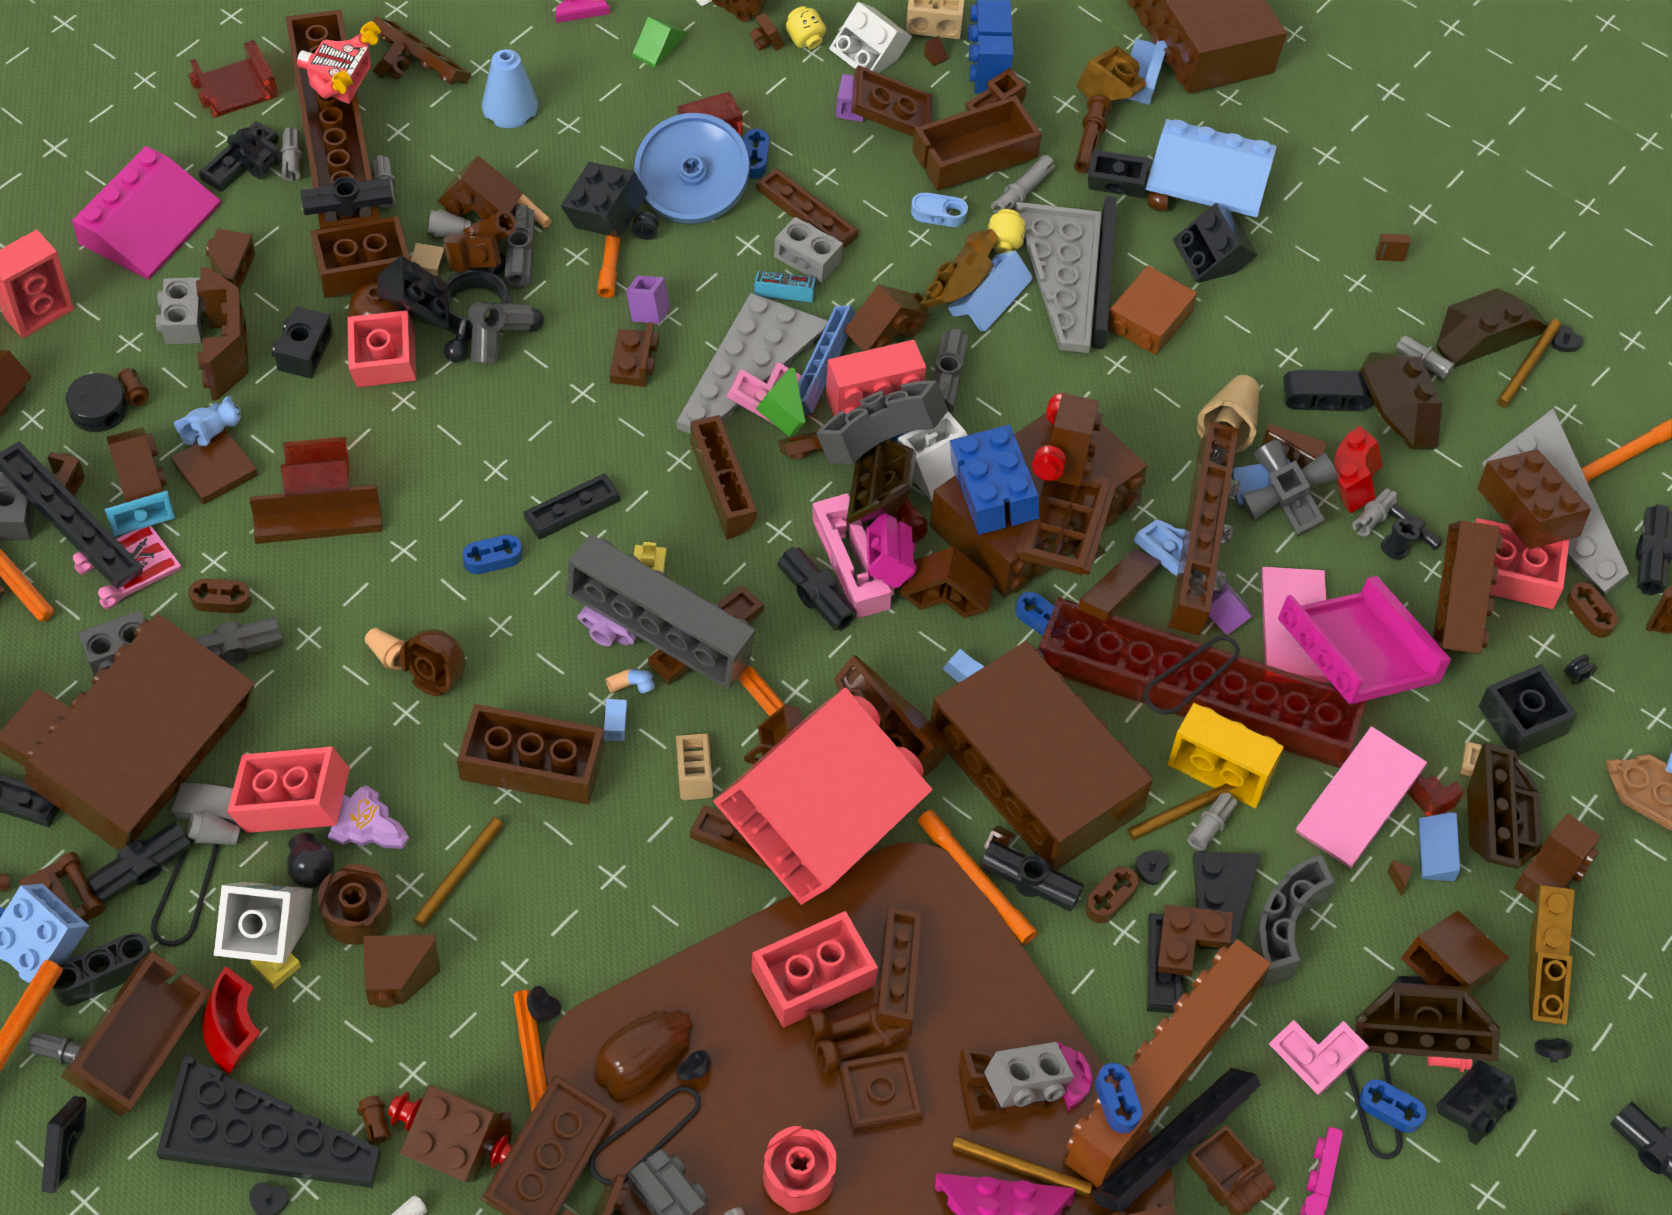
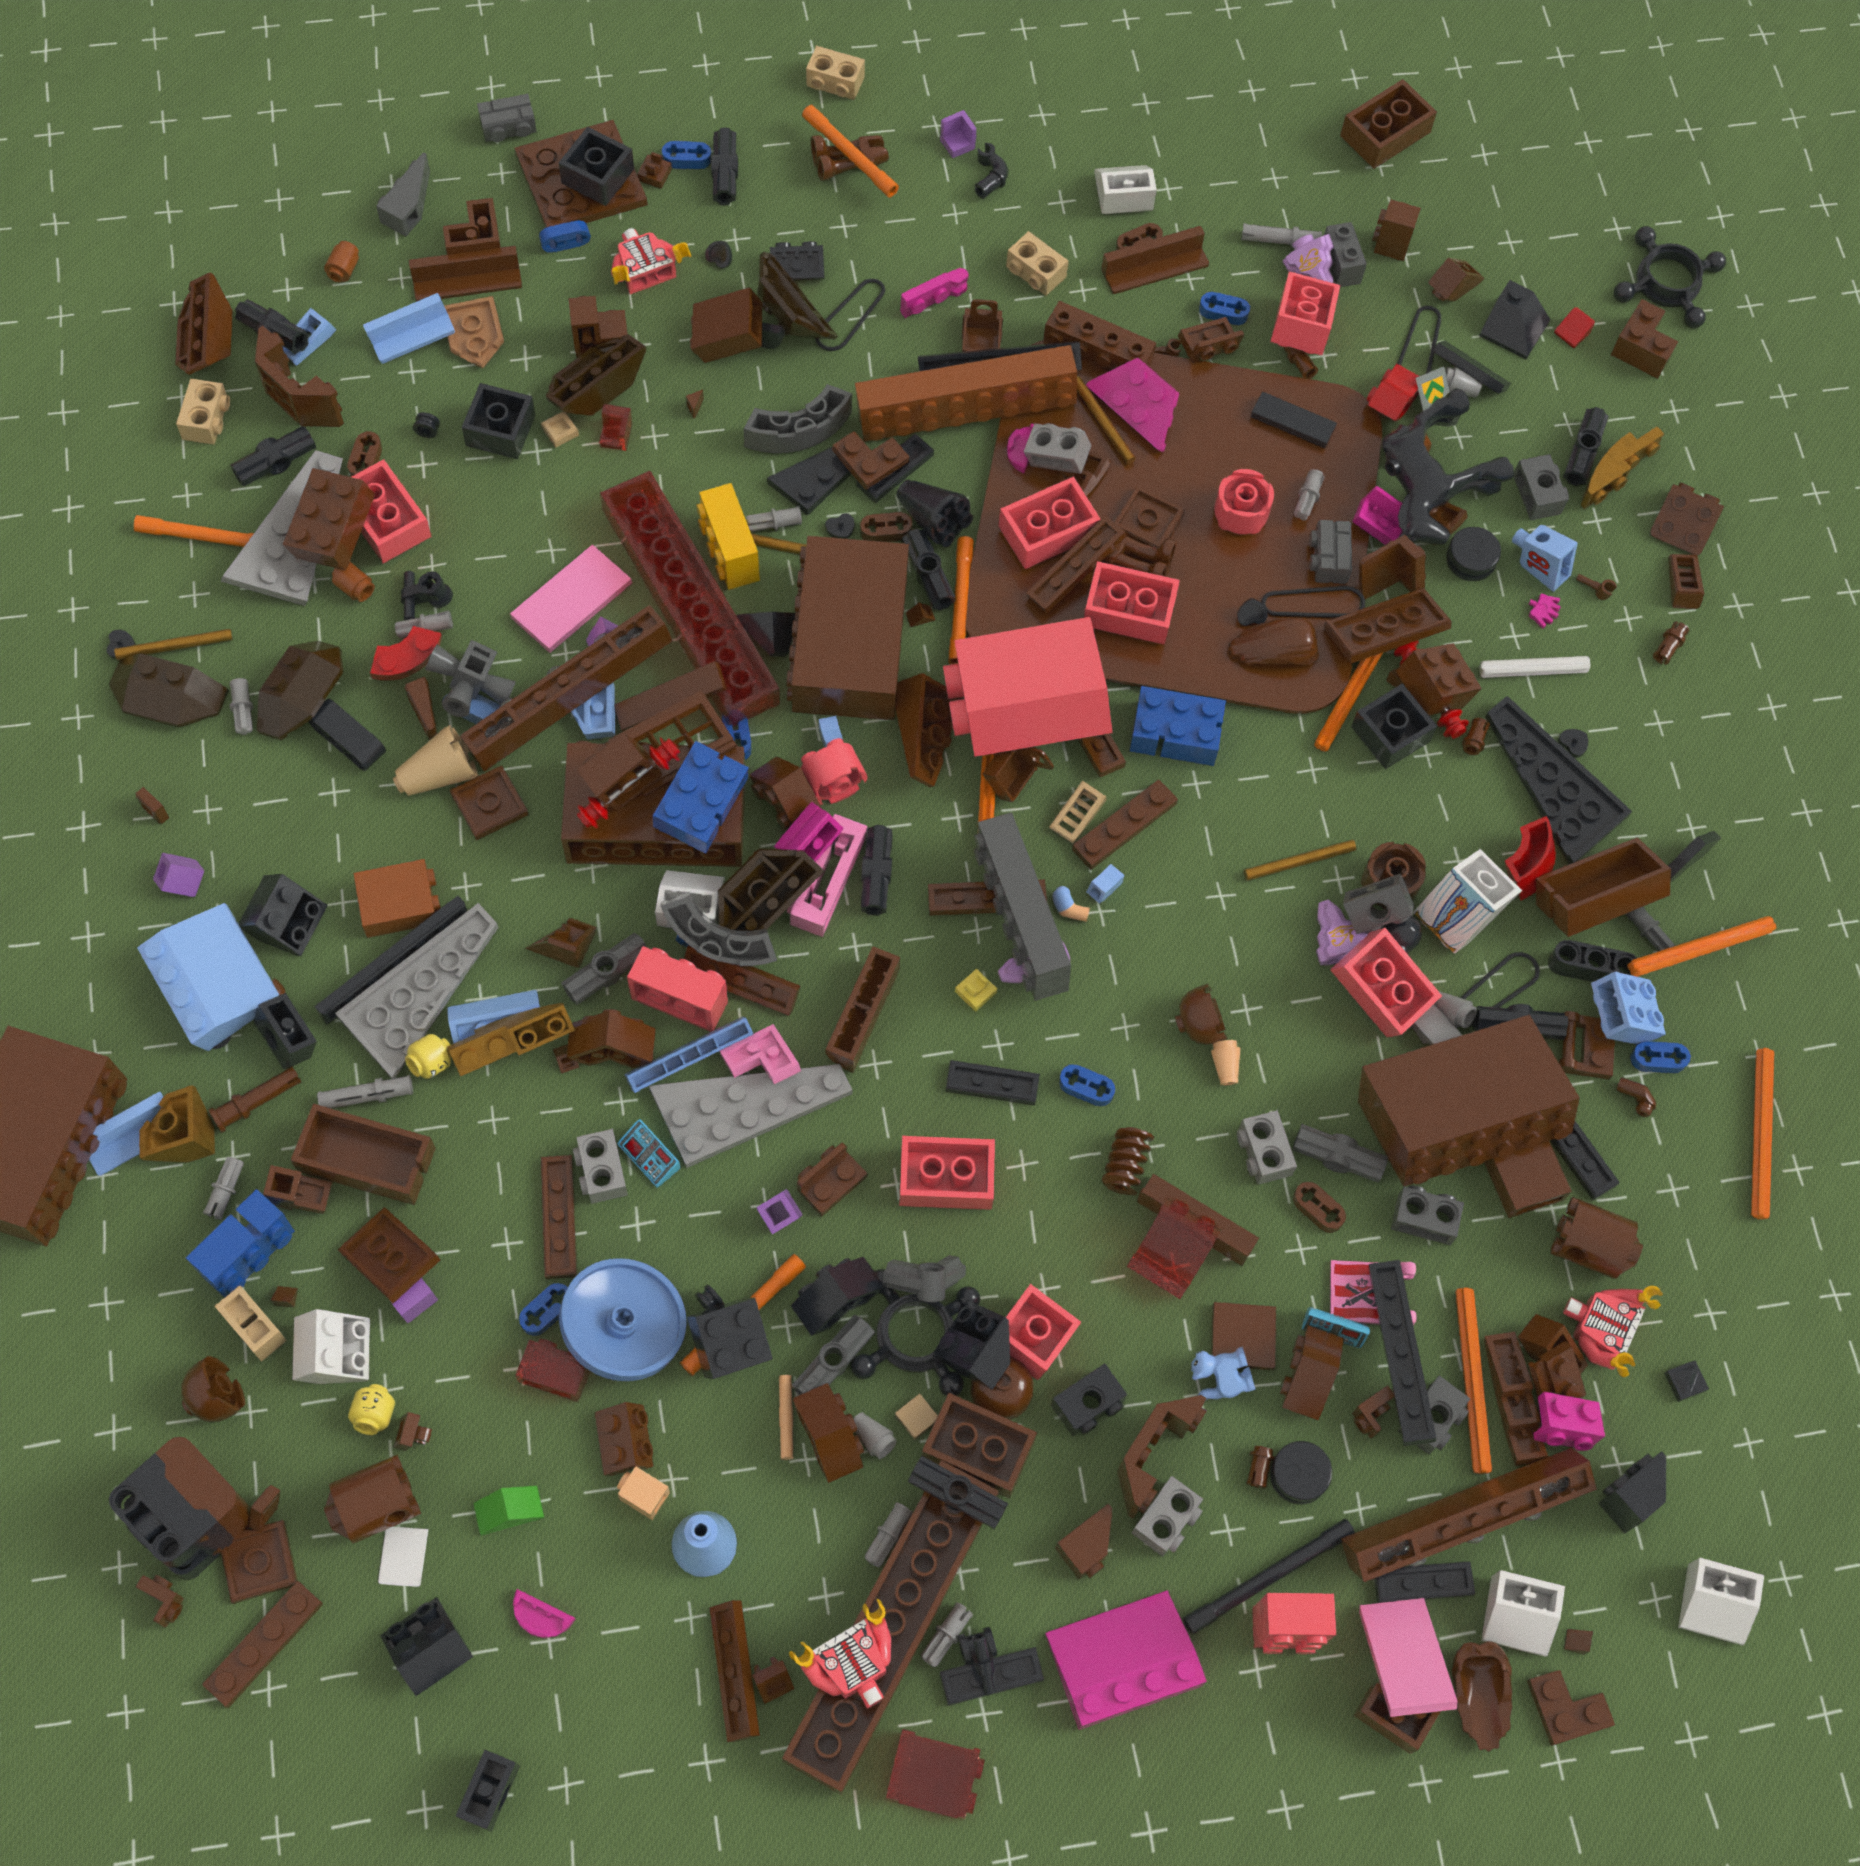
camera: 140 degrees left, 10 degrees up
(43, 377) = (1212, 1611): none -> black piece
(295, 608) = (1274, 1146): none -> light grey brick
(345, 845) = (1390, 892): none -> dark grey brick
(398, 967) = (1393, 810): reddish brown slope -> none
(410, 515) = (1124, 1160): none -> reddish brown piece
(462, 1052) = (1394, 726): none -> black brick
(471, 251) = (890, 1378): reddish brown brick -> none
(499, 224) = (853, 1381): reddish brown piece -> none
(531, 754) = (1191, 891): reddish brown brick -> none
(541, 1005) = (1315, 726): black piece -> none
(545, 405) = (947, 1172): none -> coral brick
(551, 277) = (836, 1293): none -> black brick
(578, 97) = (642, 1492): none -> light nougat brick
(620, 118) = (624, 1438): none -> reddish brown bracket
(644, 787) = (1124, 824): none -> reddish brown plate
(671, 900) = (1183, 720): none -> blue piece
(784, 404) = (763, 1027): bright green slope -> none
(927, 624) = (833, 771): none -> coral brick
(932, 209) = (458, 1132): light blue piece -> none
(963, 990) = (1047, 522): none -> coral brick
(997, 367) = (566, 943): none -> reddish brown slope
(1046, 76) = (223, 1188): none -> light grey axle
(1083, 931) = (936, 510): none -> black cone
(1111, 1100) = (1040, 369): blue beam -> none
(1117, 709) = (770, 630): none -> black slope
(1168, 428) = (489, 802): none -> reddish brown tile
(1182, 662) = (696, 603): black piece -> none
(1316, 220) = (178, 875): none -> medium lavender panel
(1320, 1063) = (867, 341): bright pink plate -> none
(1361, 797) = (669, 452): bright pink tile -> none
(1366, 642) = (554, 534): dark pink panel -> none
(1392, 1106) = (855, 294): blue beam -> none
(1439, 847) = (650, 399): medium blue slope -> none
(1465, 501) = (353, 582): none -> dark orange brick
(1466, 587) = (454, 497): reddish brown brick -> none
(1549, 955) = (666, 293): pearl gold slope -> none
(1605, 970) = (646, 260): none -> torso

